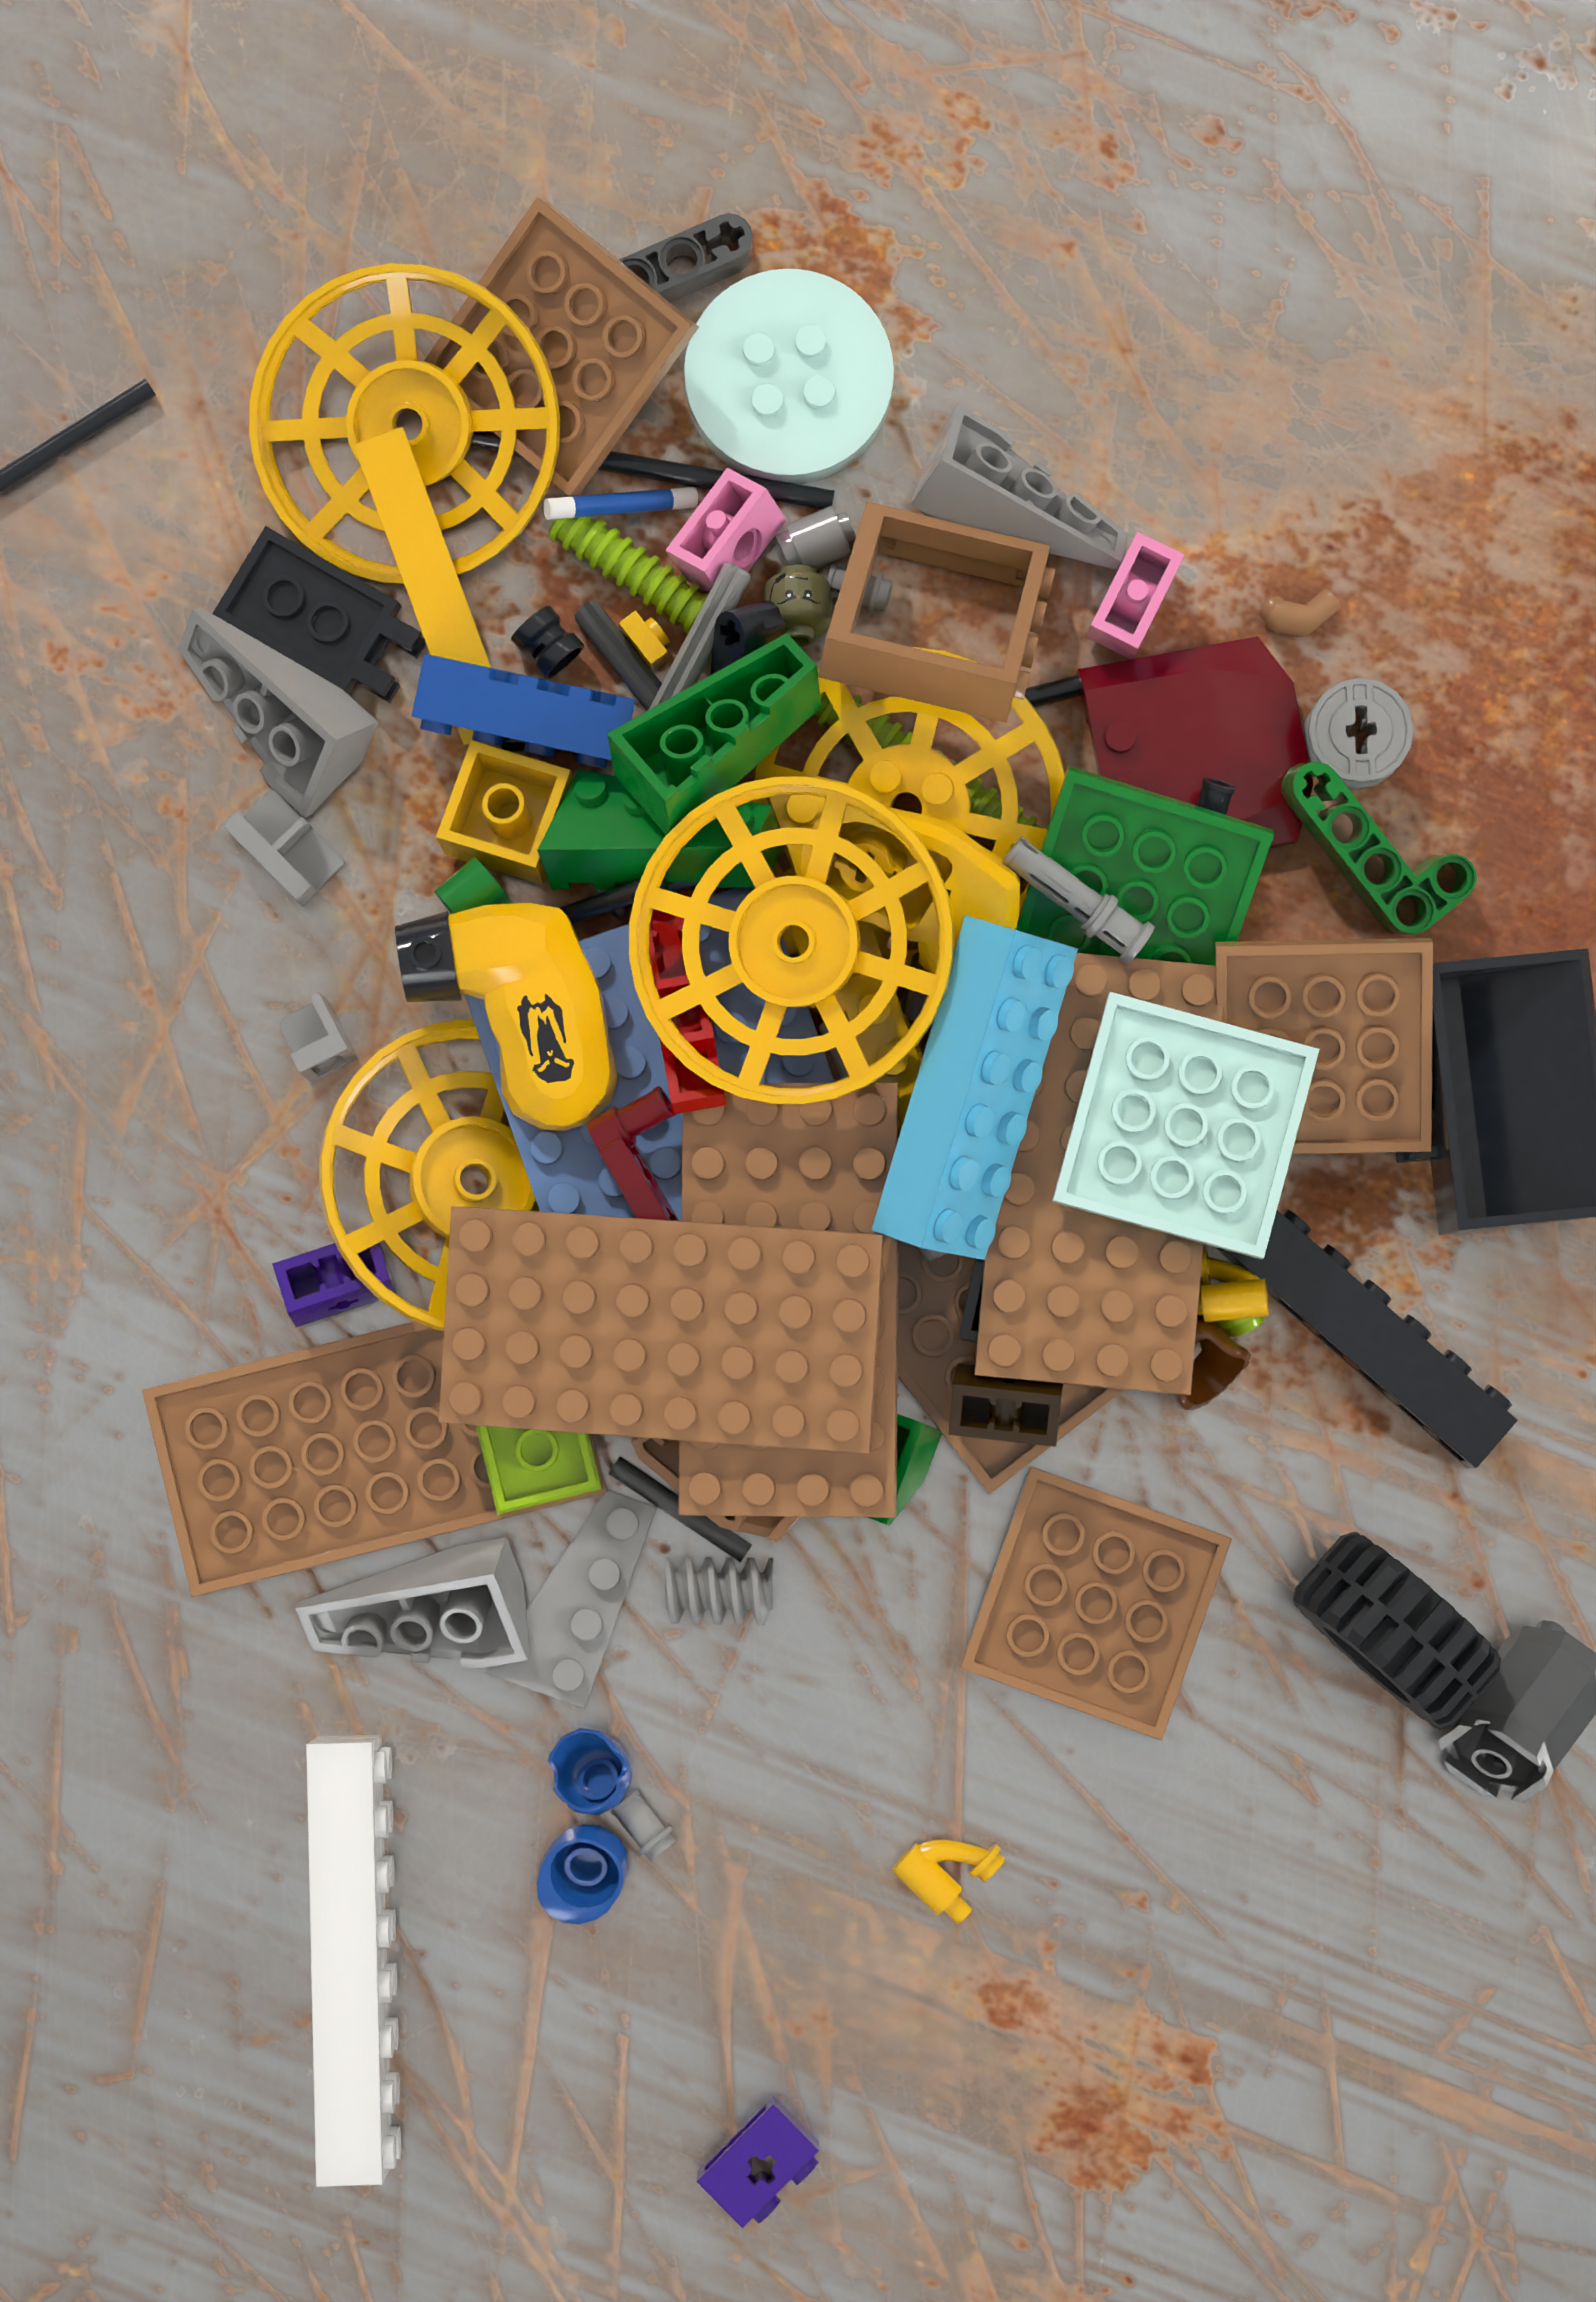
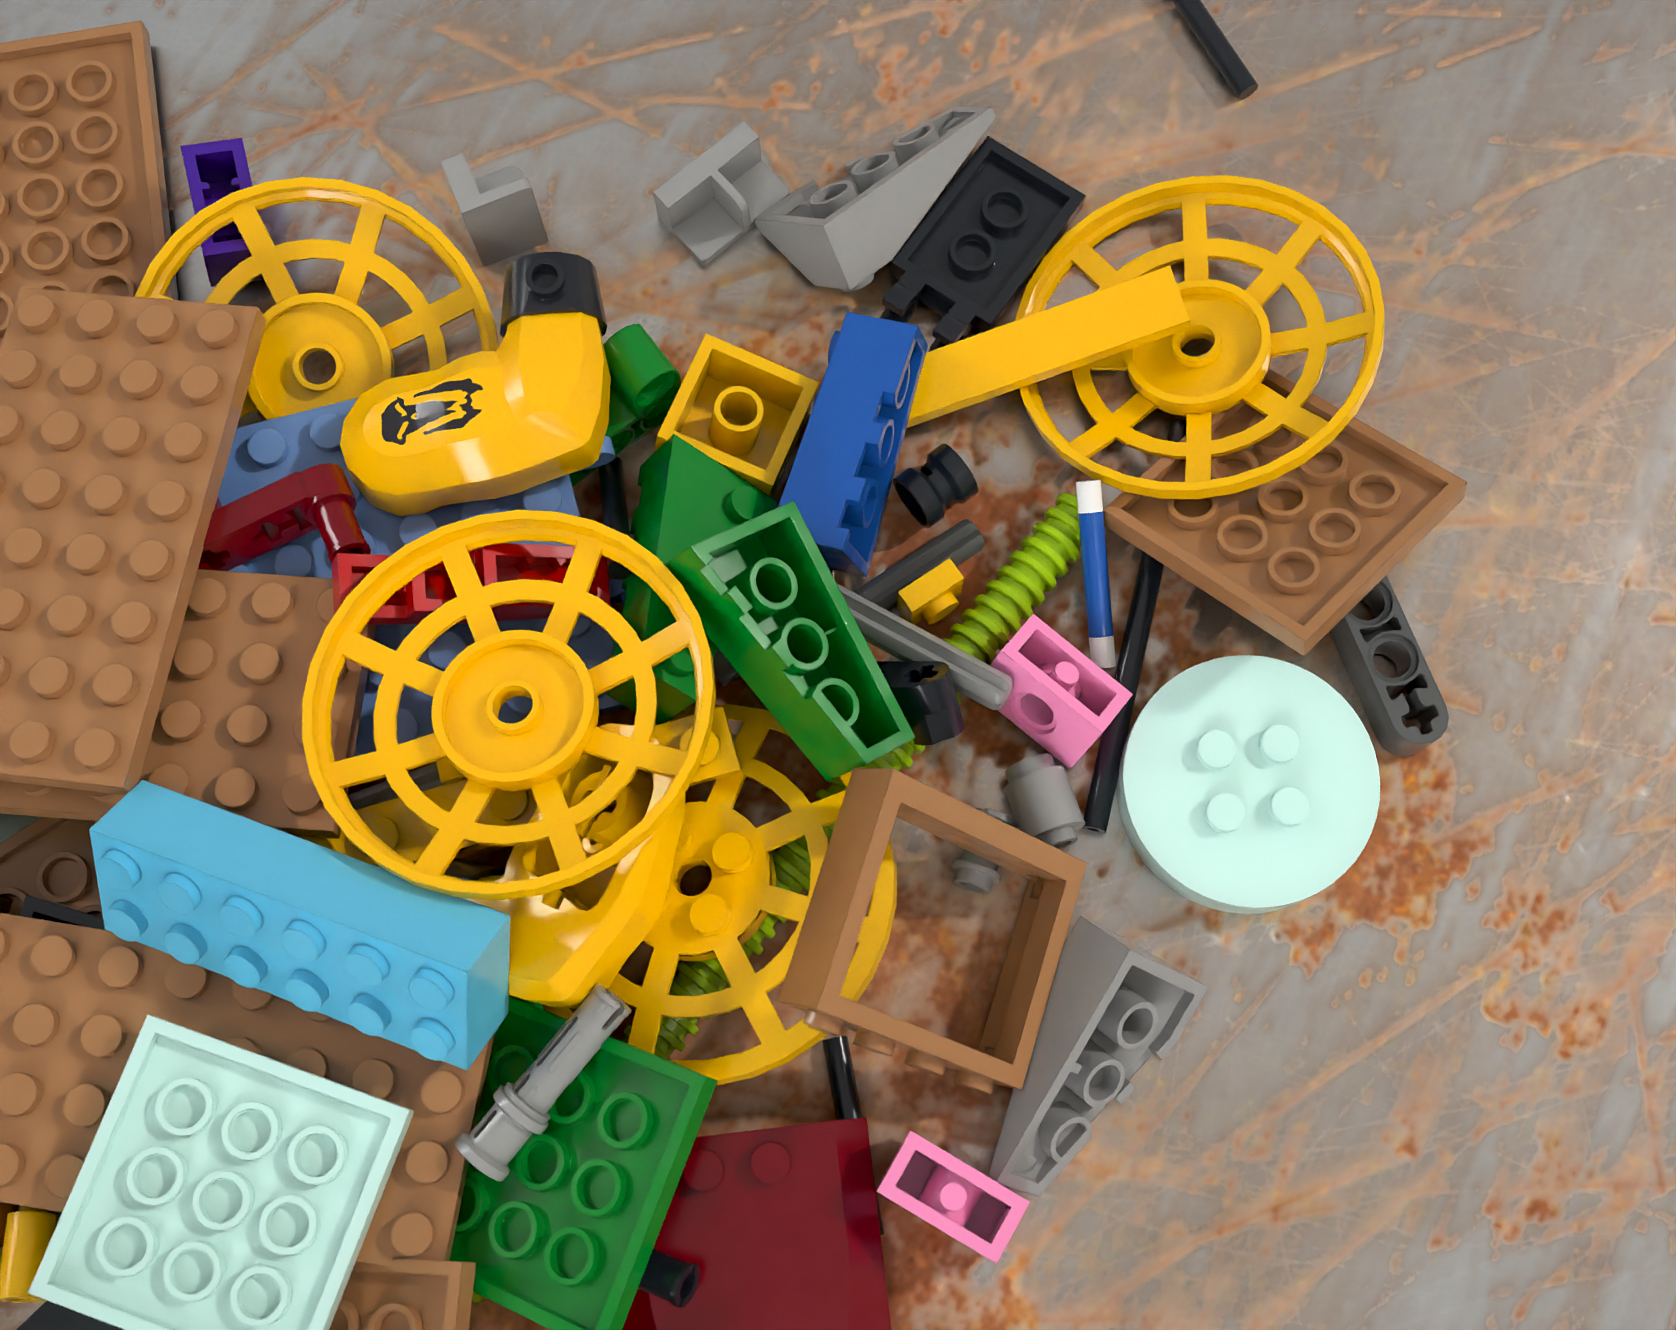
camera: 100 degrees right, 10 degrees down
(802, 601) = (968, 770): olive head -> none

